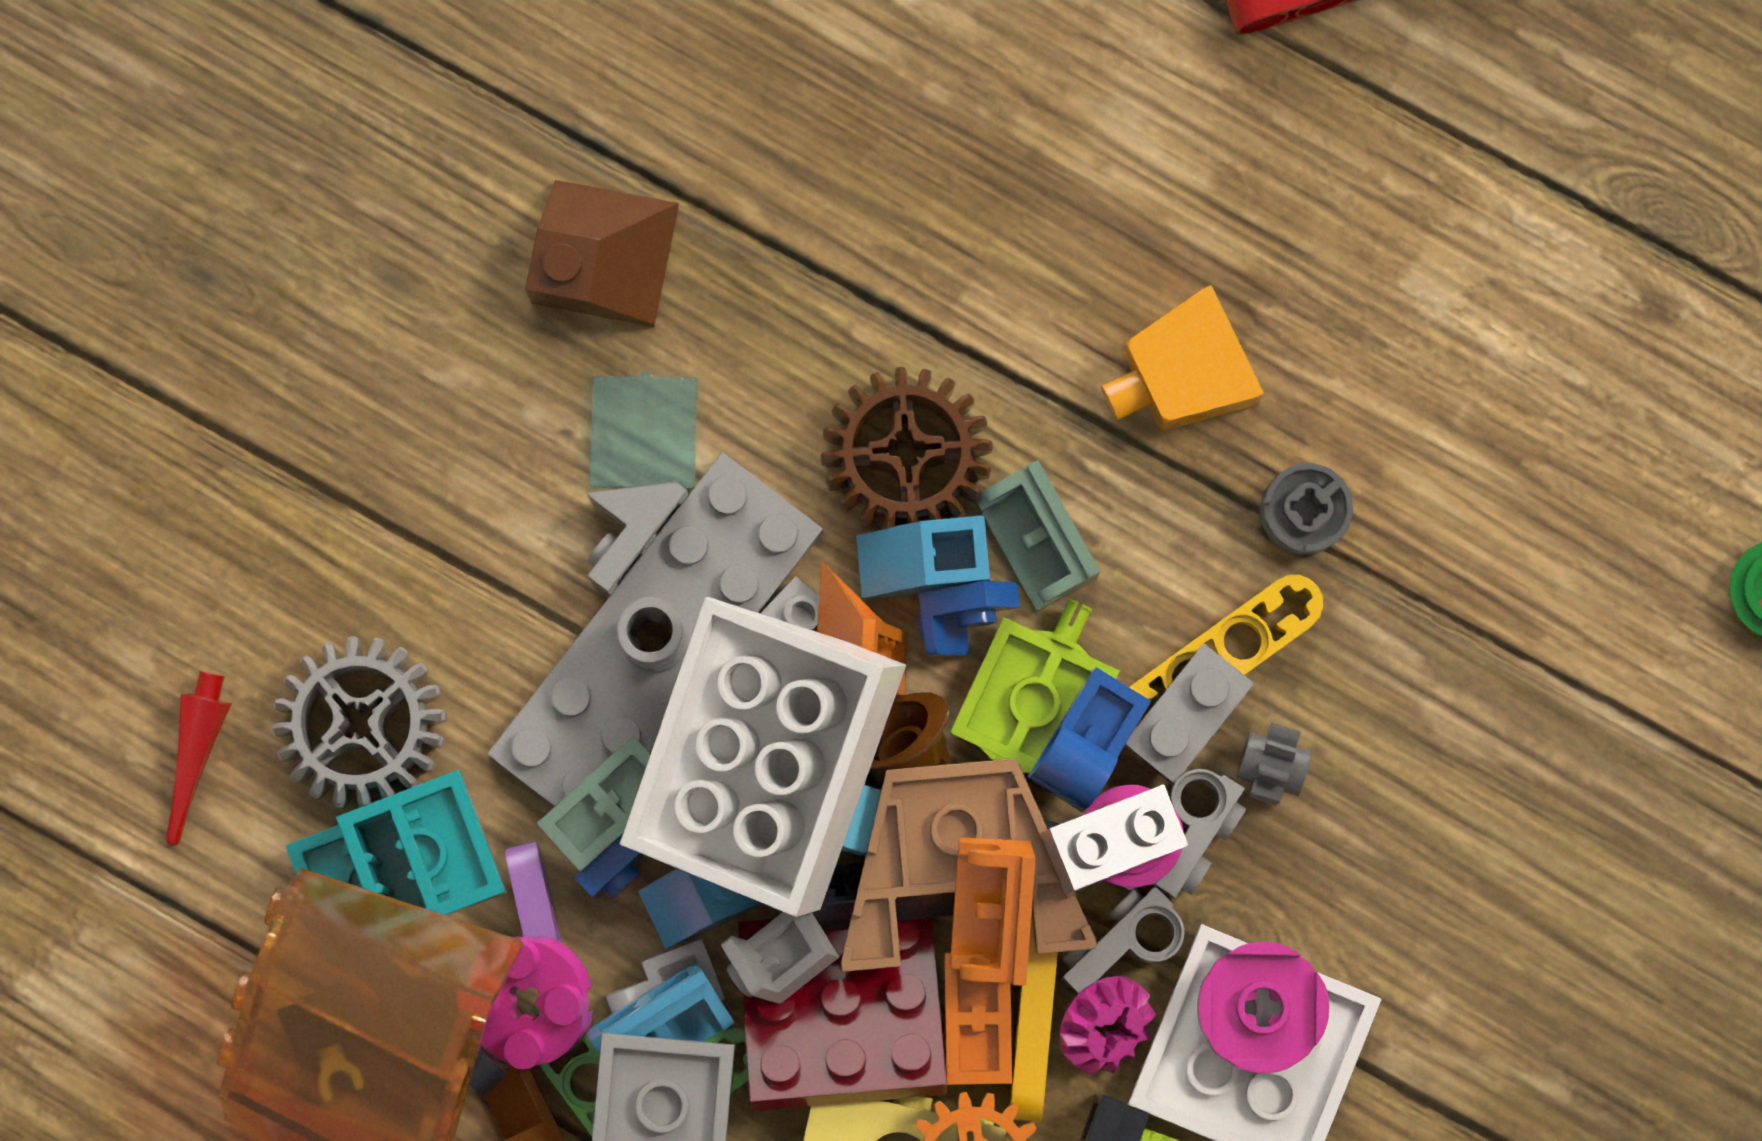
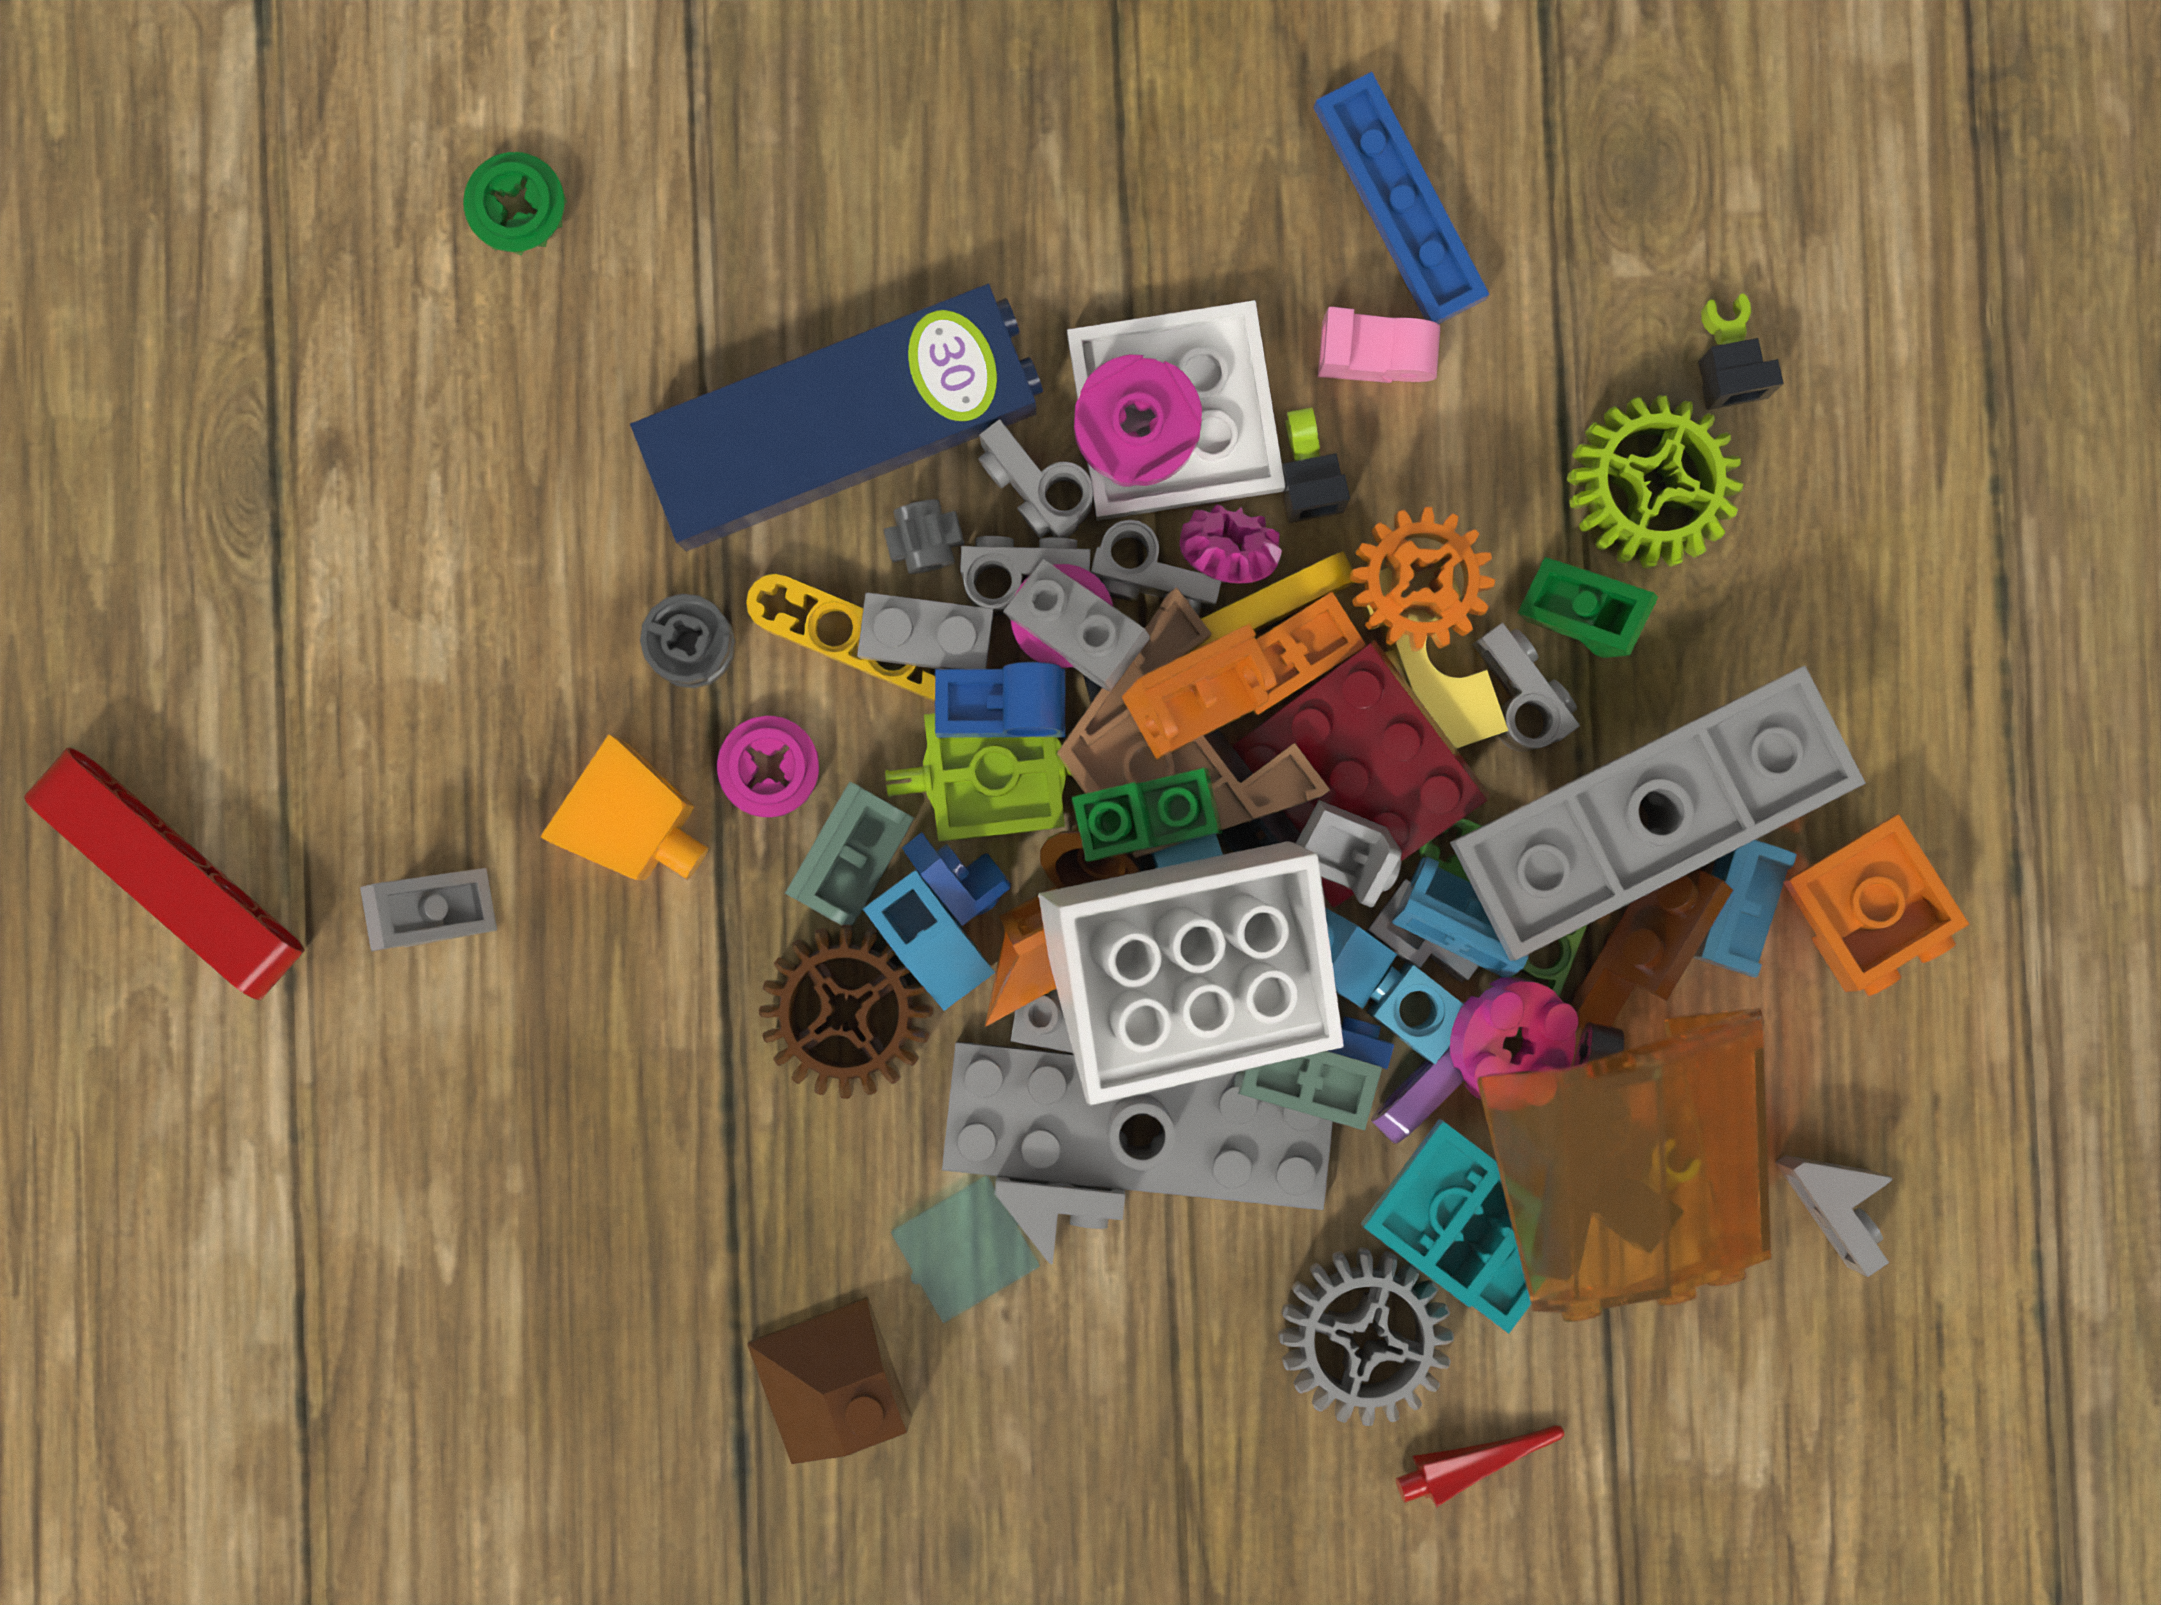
camera: 130 degrees left, 5 degrees up
(577, 929) = (1434, 1034): none -> medium azure brick
(916, 800) = (1147, 815): none -> green slope
(1171, 487) = (737, 766): none -> dark pink gear
(1207, 157) = (428, 909): none -> light grey slope
(1294, 877) = (1010, 463): none -> light grey plate
(1423, 754) = (837, 417): none -> dark blue brick

